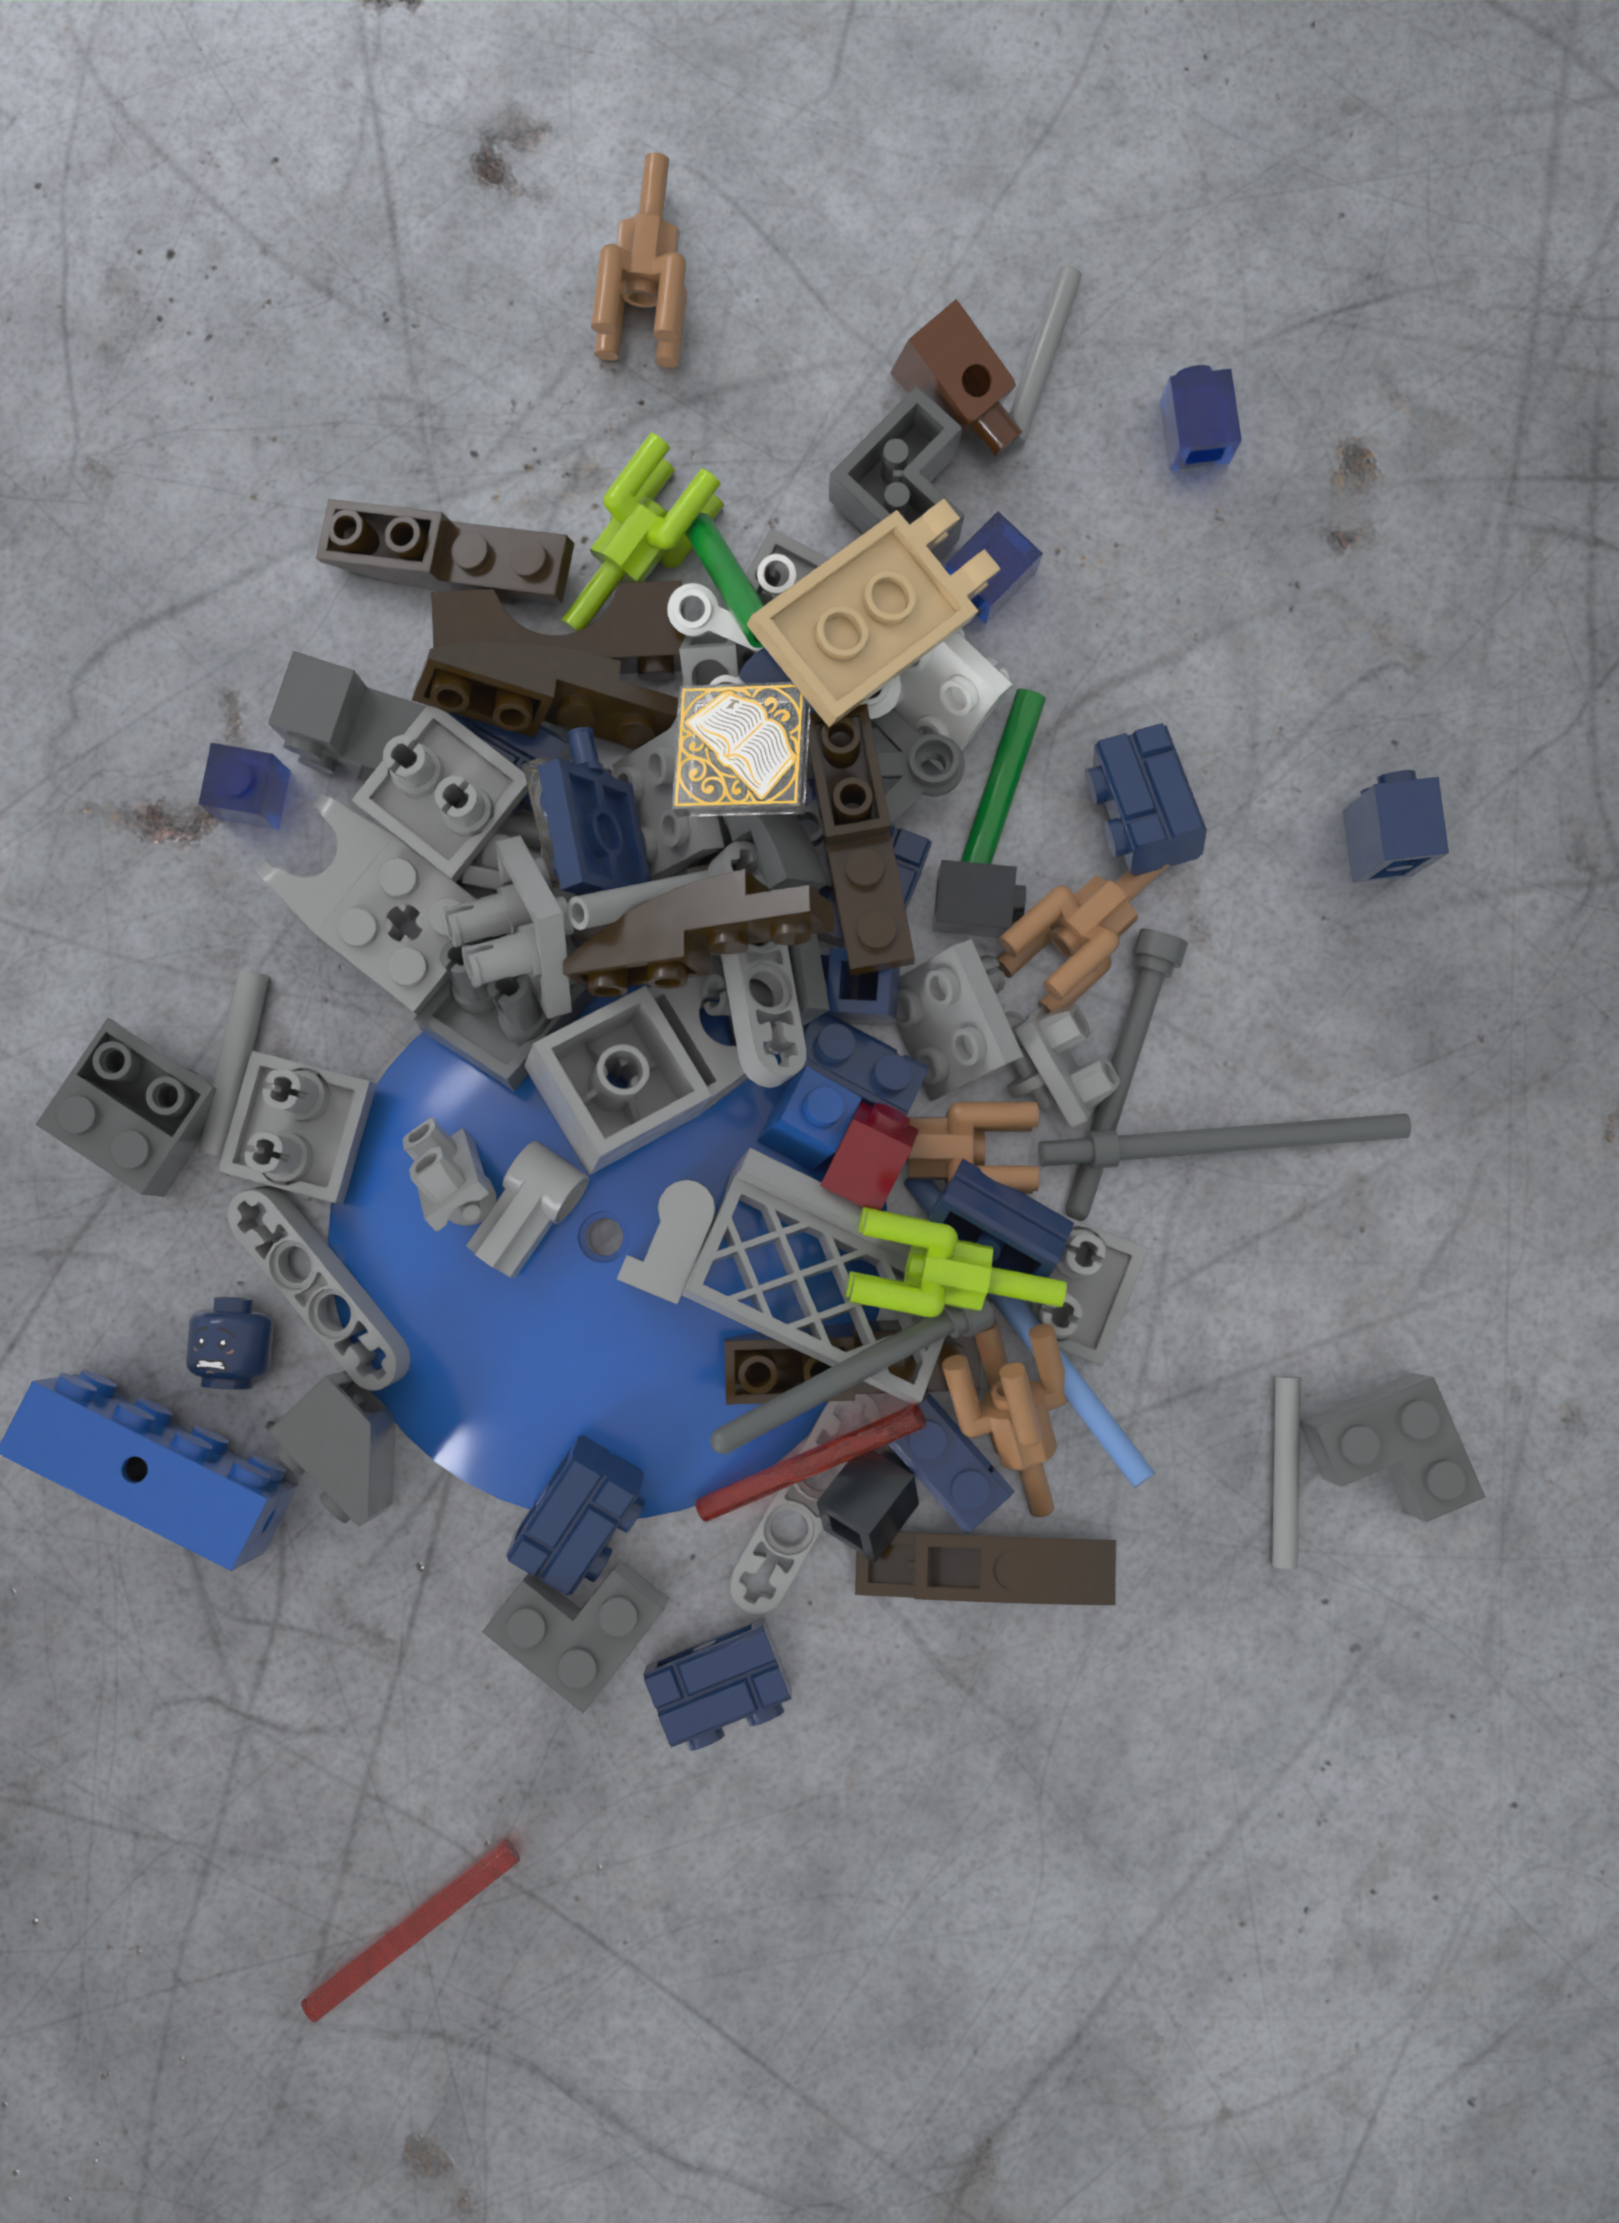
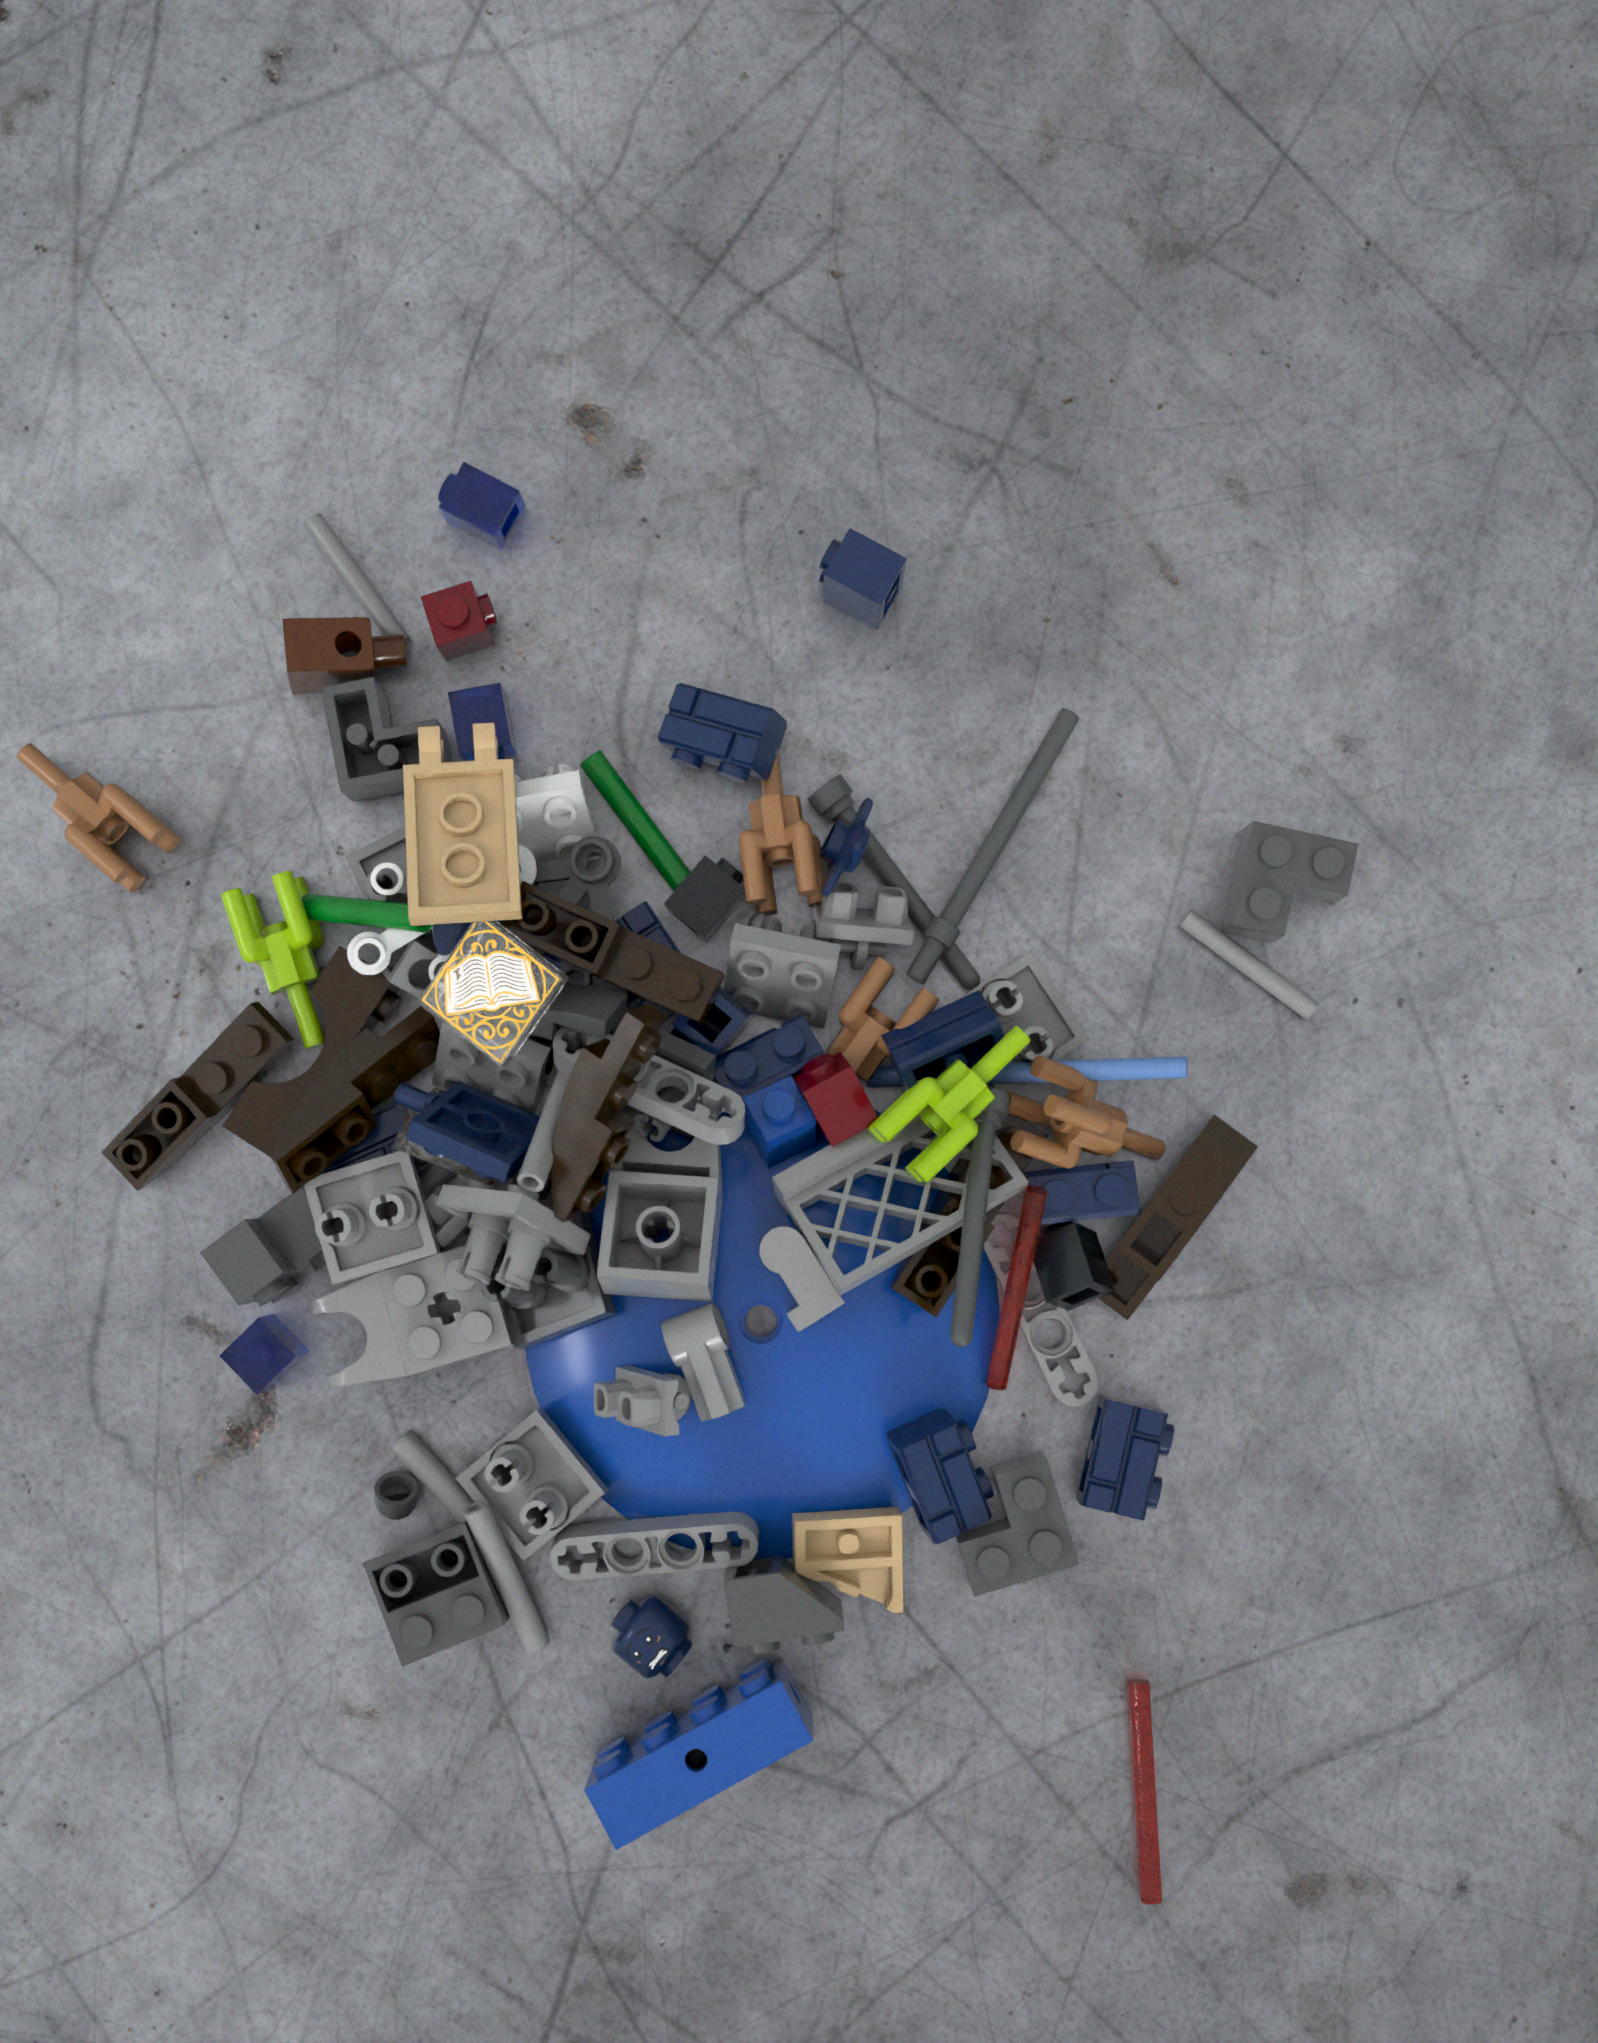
camera: 50 degrees left, 0 degrees up
(191, 1164) = (506, 1576): none -> light grey piece
(197, 1005) = (396, 1495): none -> dark grey hinge
(444, 1482) = (853, 1551): none -> tan wing
(1075, 475) = (460, 619): none -> dark red brick
(1122, 994) = (845, 846): none -> dark blue plate

